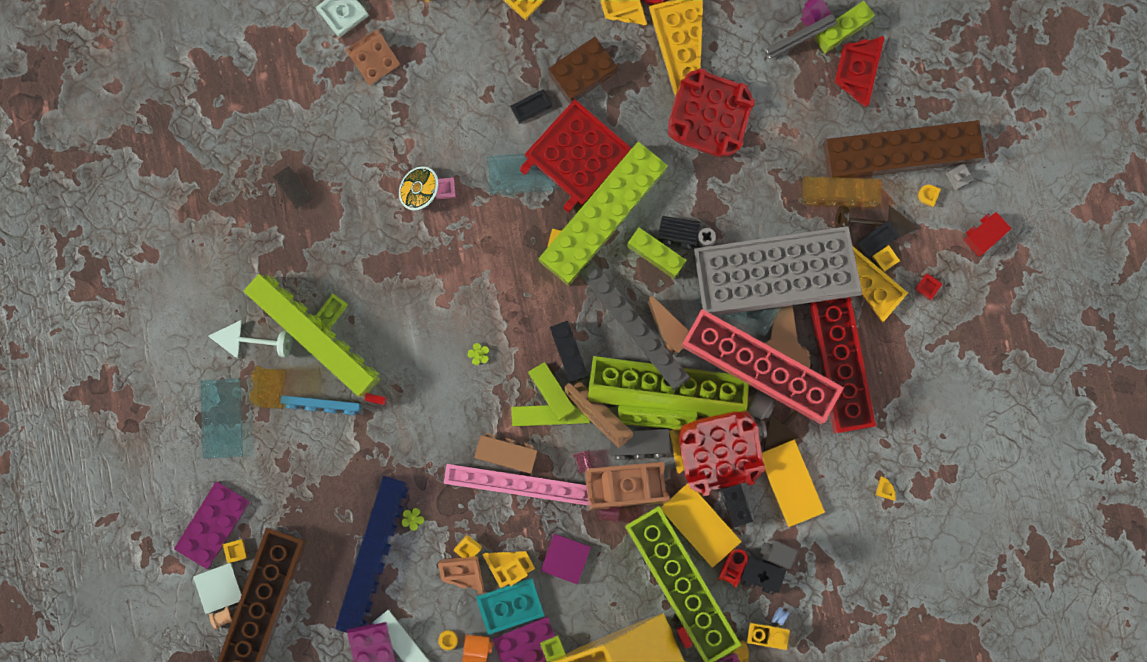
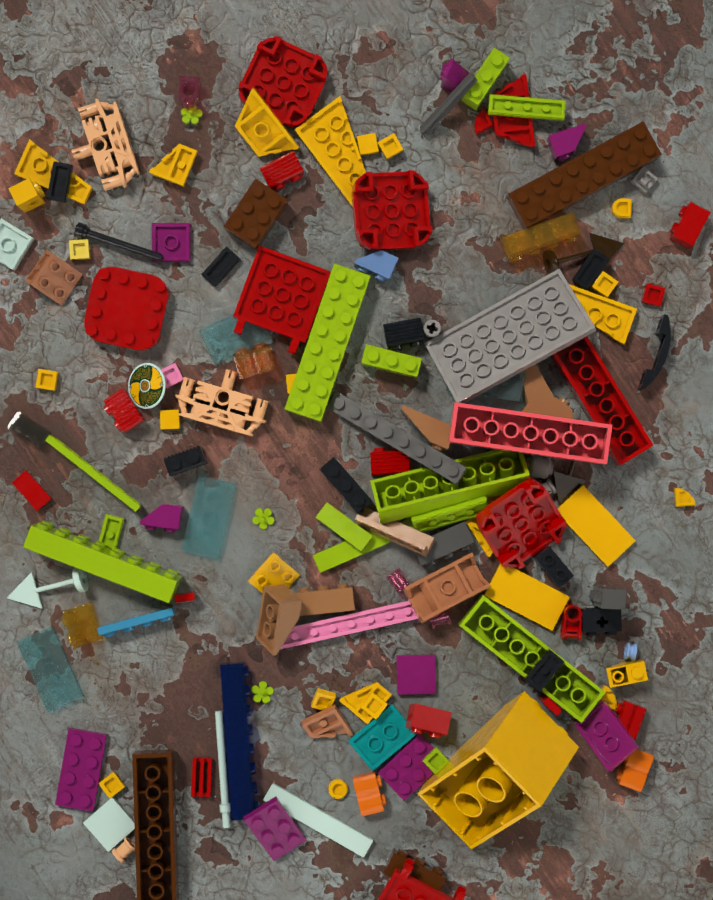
camera: 20 degrees left, 5 degrees up
(272, 245) = (32, 490): none -> red tile
(316, 593) = (201, 779): none -> red tile
(328, 148) = (47, 379): none -> yellow tile
(334, 613) = (225, 805): none -> light aqua bar
(337, 250) = (94, 473): none -> lime tile
(387, 316) = (164, 516): none -> magenta slope
(388, 203) = (123, 410): none -> red brick
(406, 41) = (79, 249): none -> light yellow tile
(415, 25) = (82, 231): none -> black piece
(426, 271) = (185, 461): none -> black brick
(427, 228) = (169, 419): none -> yellow tile
(428, 110) = (126, 308): none -> red plate
(428, 333) = (208, 516): none -> clear light blue tile
(455, 450) = (277, 616): none -> medium nougat slope
(466, 413) = (273, 572): none -> yellow hinge
(474, 243) = (219, 417): none -> light nougat piece
(493, 66) = (172, 241): none -> magenta tile
(527, 203) = (254, 360): none -> clear orange brick
(560, 607) = (428, 720): none -> red brick
(617, 346) = (388, 462): none -> red brick
(622, 40) = (282, 171): none -> red brick
(679, 158) = (379, 264): none -> medium blue slope
(690, 599) = (544, 670): none -> black plate
(711, 46) = (367, 144): none -> yellow tile
(732, 55) = (390, 146): none -> yellow plate
(827, 66) = (482, 122): none -> red tile
(873, 67) = (526, 107): none -> lime tile
(897, 113) = (565, 142): none -> magenta slope
(926, 324) = (664, 330): none -> black slope

